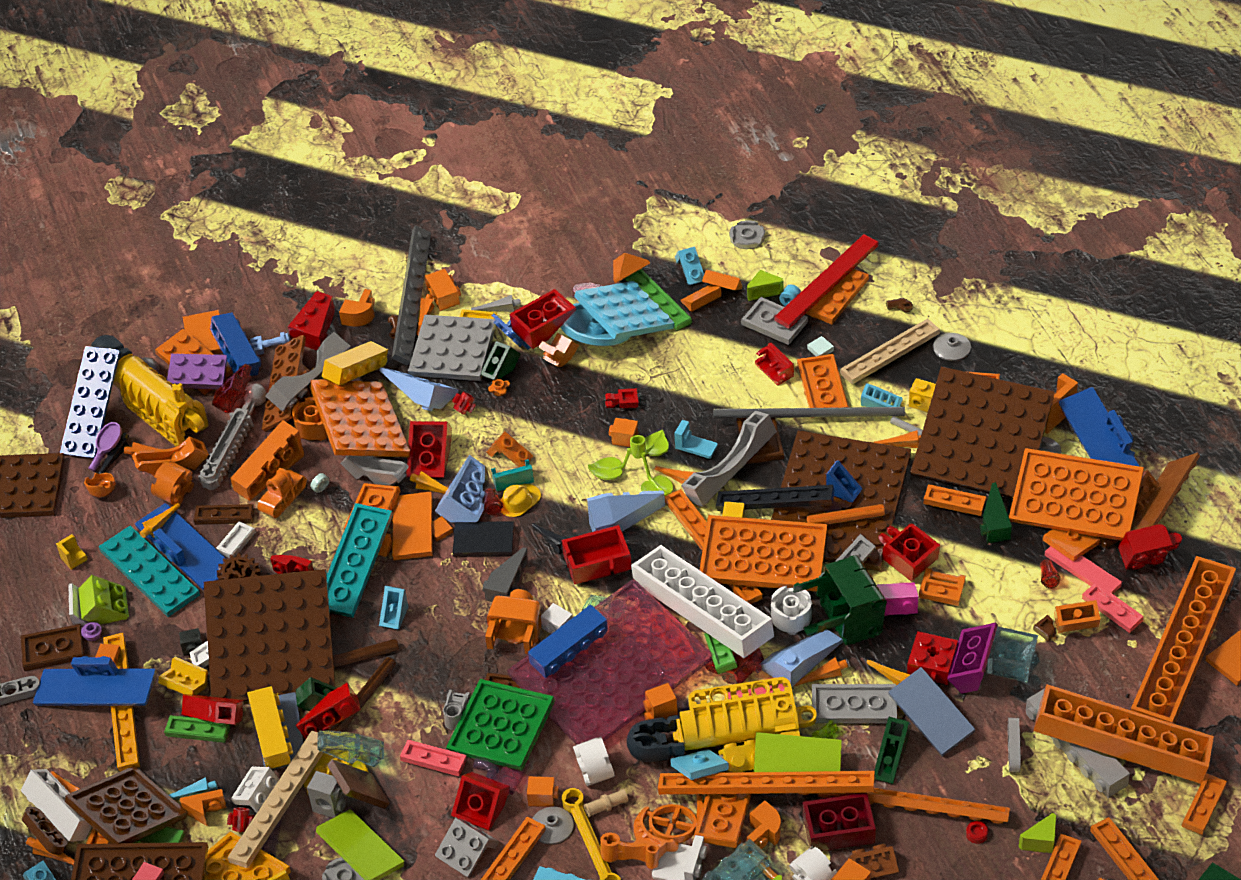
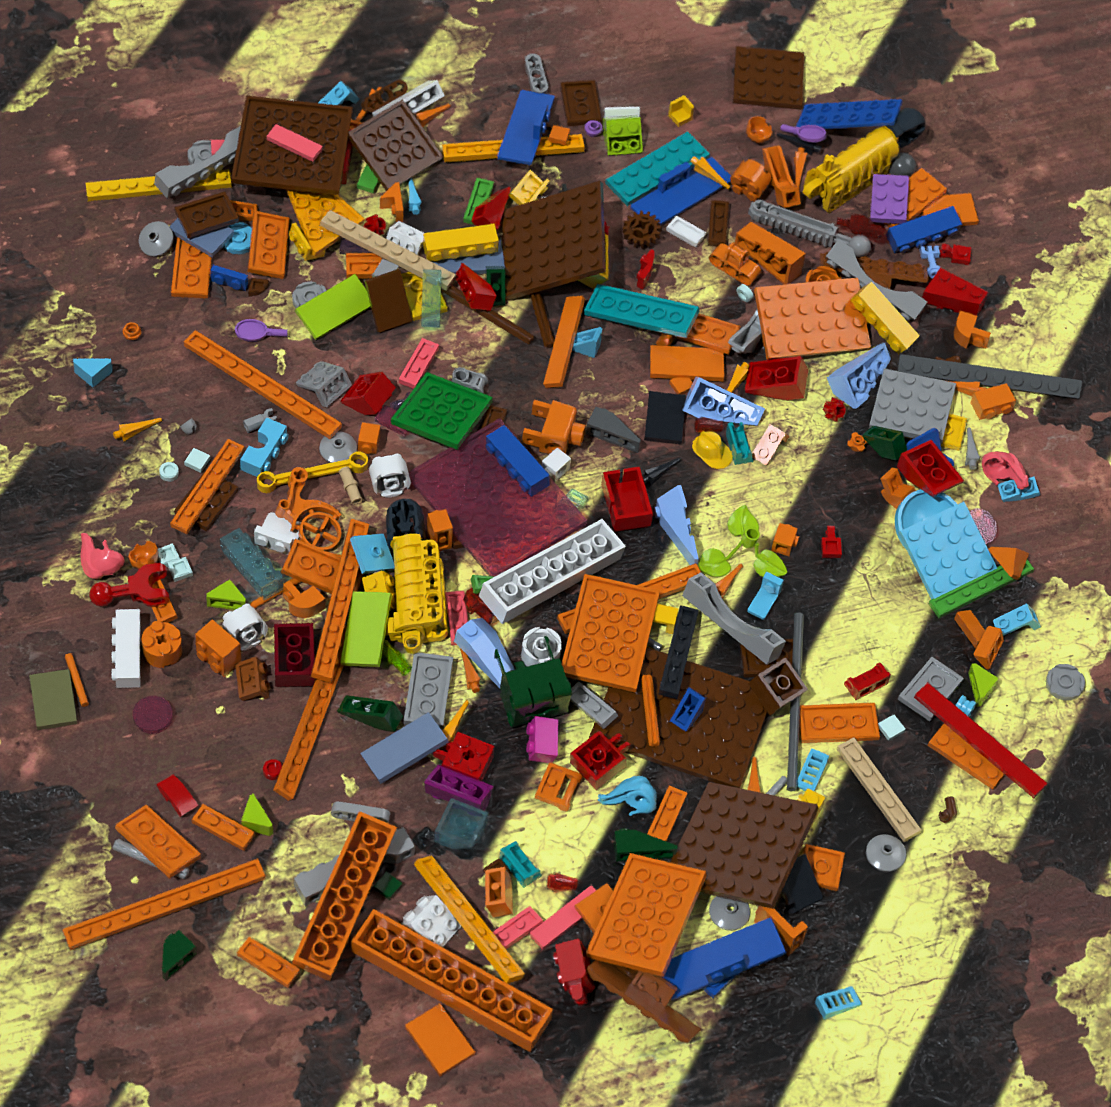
camera: 85 degrees right, 10 degrees up
(259, 324) = (958, 253): none -> red plate
(297, 826) = (361, 264): none -> orange plate
(393, 629) = (564, 342): none -> orange tile
(519, 275) = (1004, 466): none -> coral piece
(540, 270) = (1010, 492): none -> medium azure slope
(803, 417) = (777, 686): none -> reddish brown slope
(938, 522) = (635, 792): none -> medium azure piece
(1038, 608) = (519, 864): none -> teal hinge
(1113, 637) = (469, 919): none -> light orange plate
(1117, 378) = (829, 997): none -> medium azure slope
(1119, 674) = (432, 920): none -> white bracket

